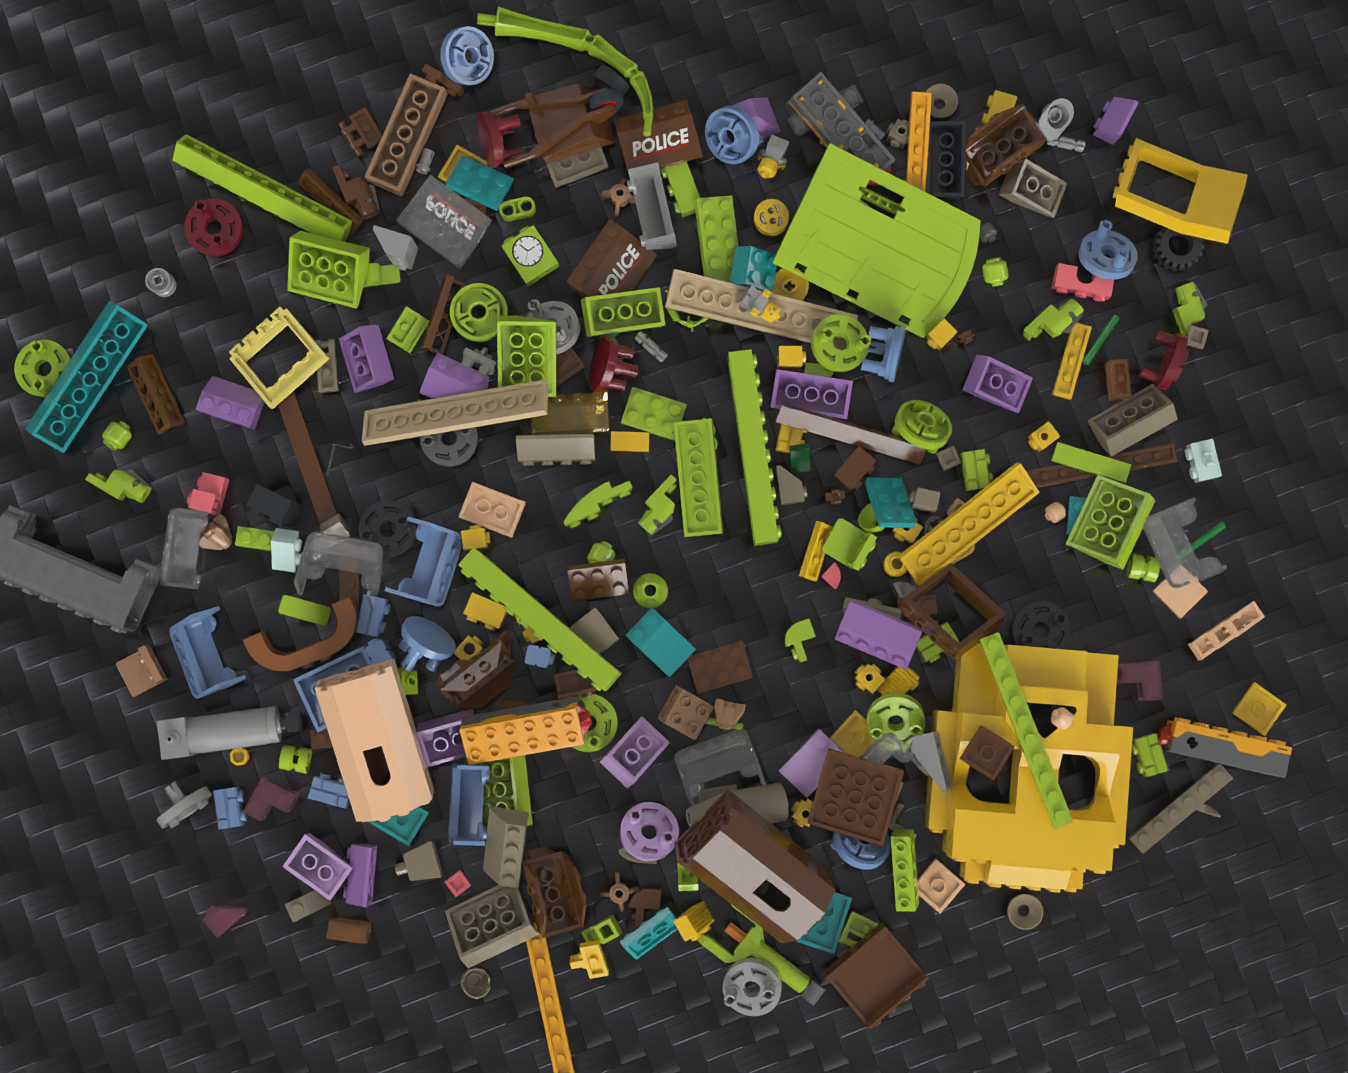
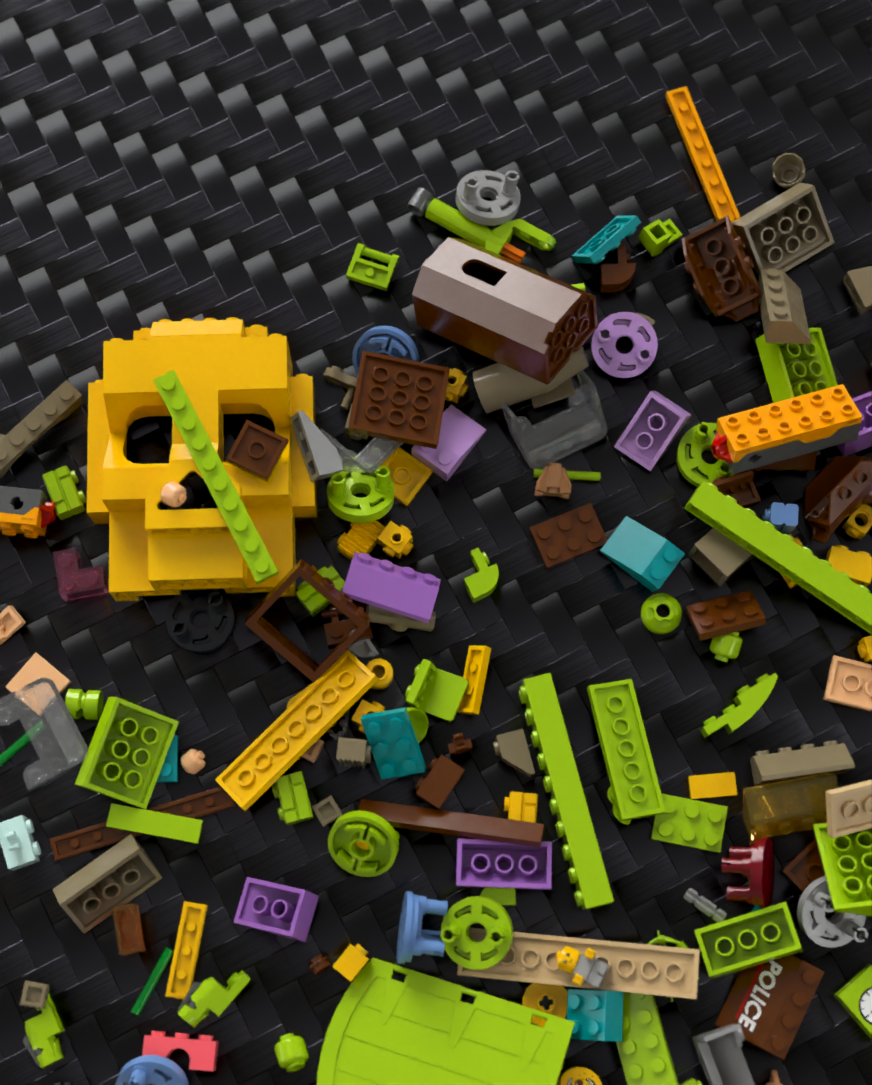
camera: 170 degrees right, 10 degrees down
(458, 883) = (825, 272): coral tile -> none
(466, 804) = (832, 343): medium blue windscreen -> none
(590, 958) = (666, 208): yellow hinge -> none
(619, 886) = (646, 280): medium nougat brick -> none
(660, 507) = (665, 708): lime plate -> none
(685, 712) = (602, 478): medium nougat bracket -> none
(694, 922) = (561, 255): yellow brick -> none
(790, 358) = (534, 907): yellow brick -> none
(800, 458) = (507, 786): dark green tile -> none
(826, 932) = (406, 274): teal plate -> none
(832, 575) = (450, 654): coral tile -> none
(875, 976) = (353, 225): reddish brown panel -> none
(904, 869) = (333, 334): lime brick -> none
(938, 885) = (296, 324): light nougat tile -> none
(1034, 915) = (194, 298): dark tan piece -> none
(1043, 437) = (215, 848): yellow brick -> none
(1171, 362) = (63, 957): dark red piece -> none

